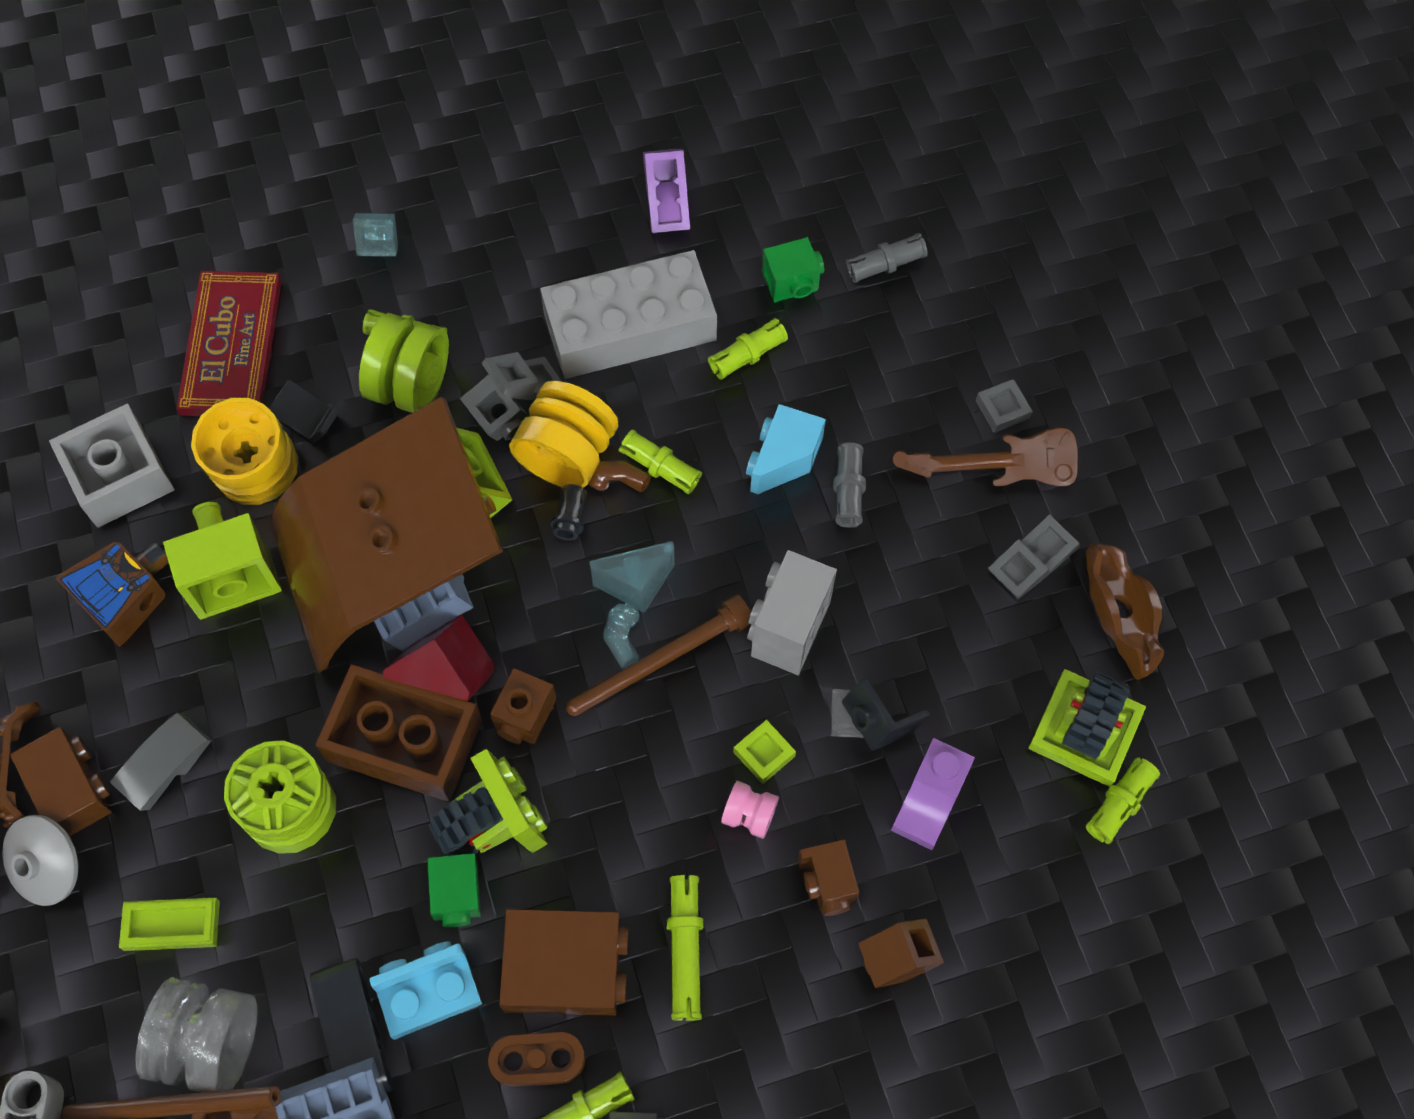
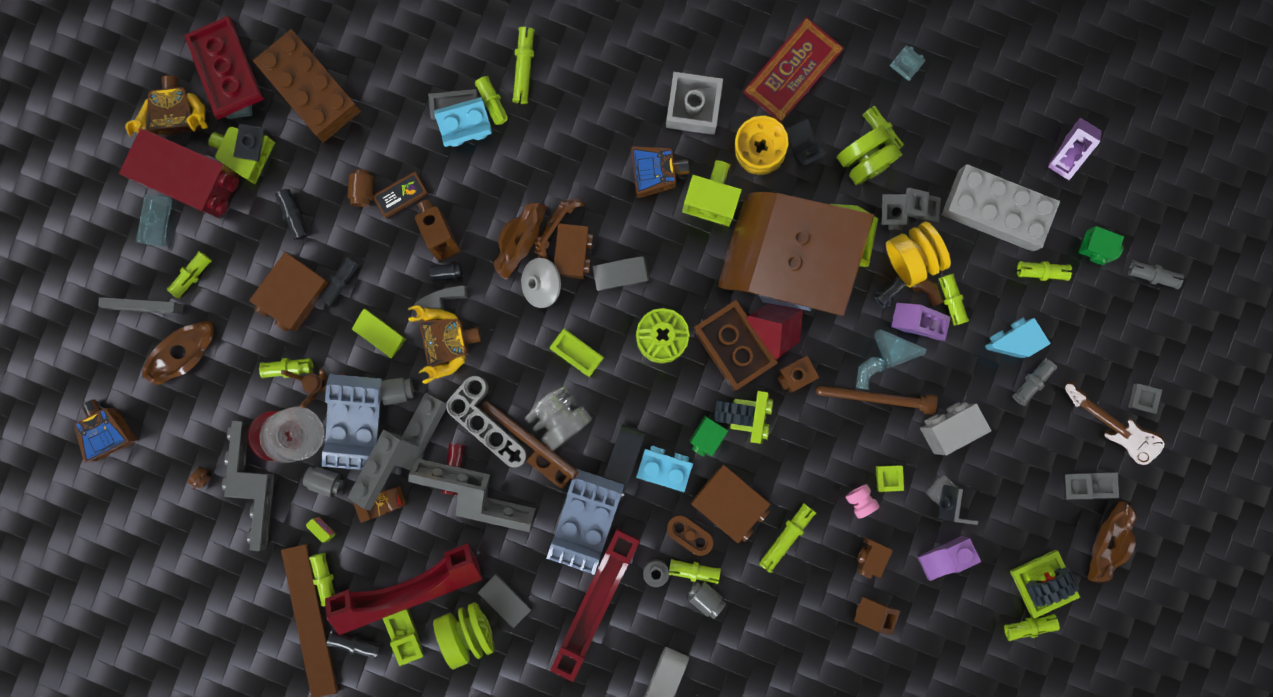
camera: 40 degrees right, 20 degrees up
(637, 514) = (921, 321): none -> medium lavender arch

